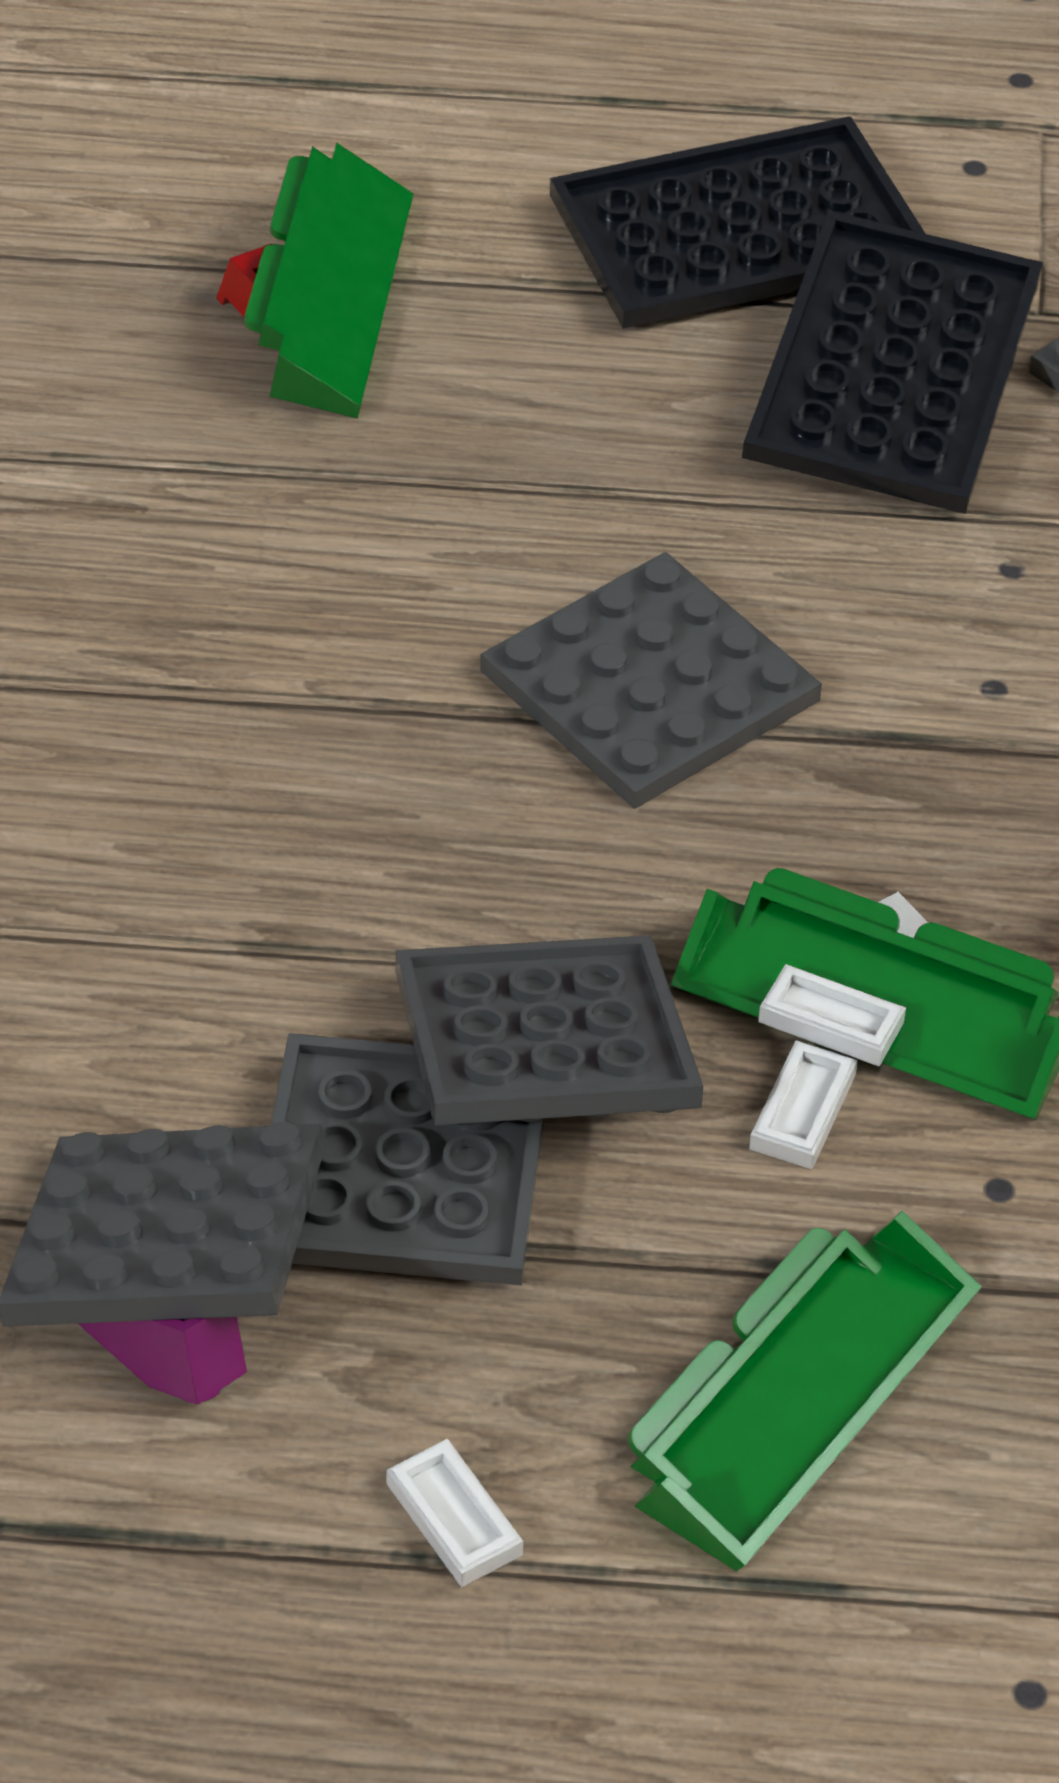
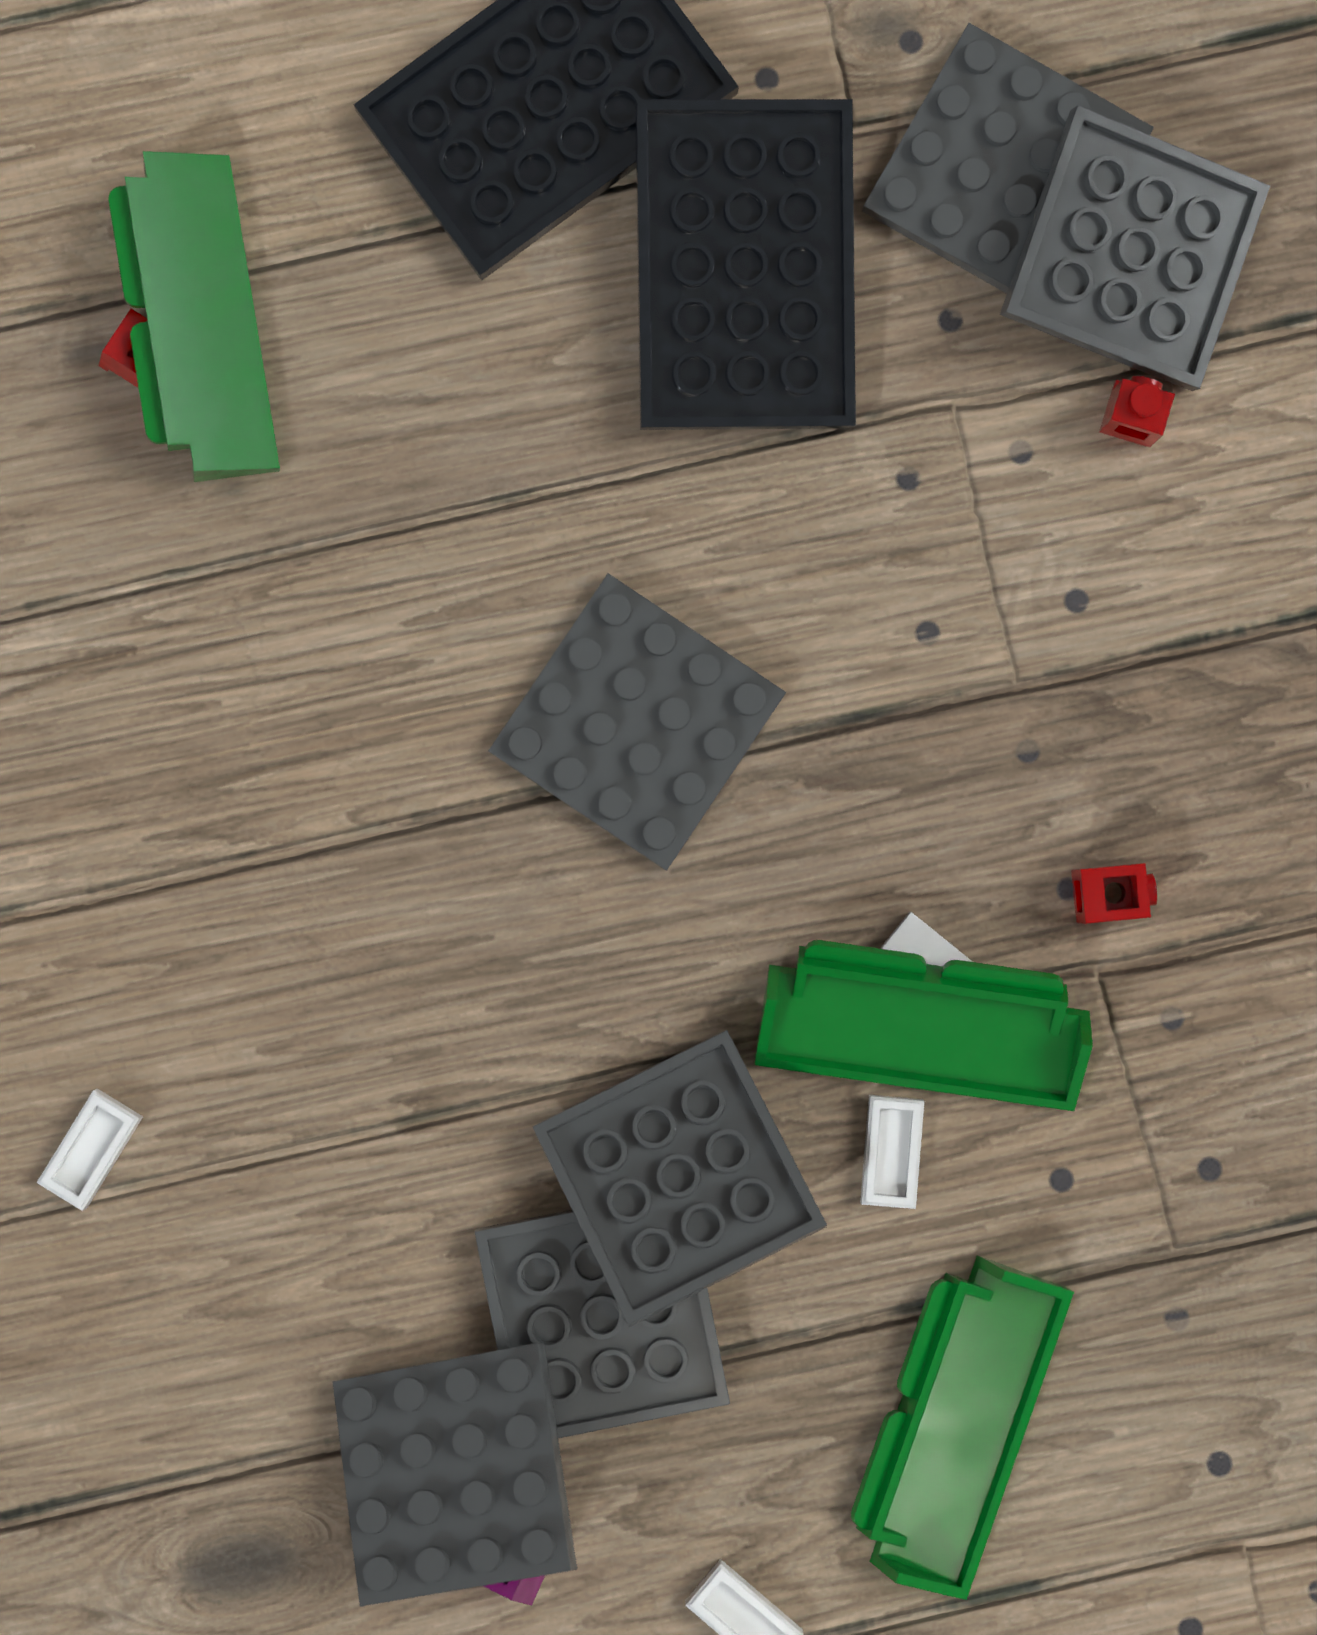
camera: 15 degrees left, 40 degrees up
(832, 1015) = (894, 1069): white tile -> none

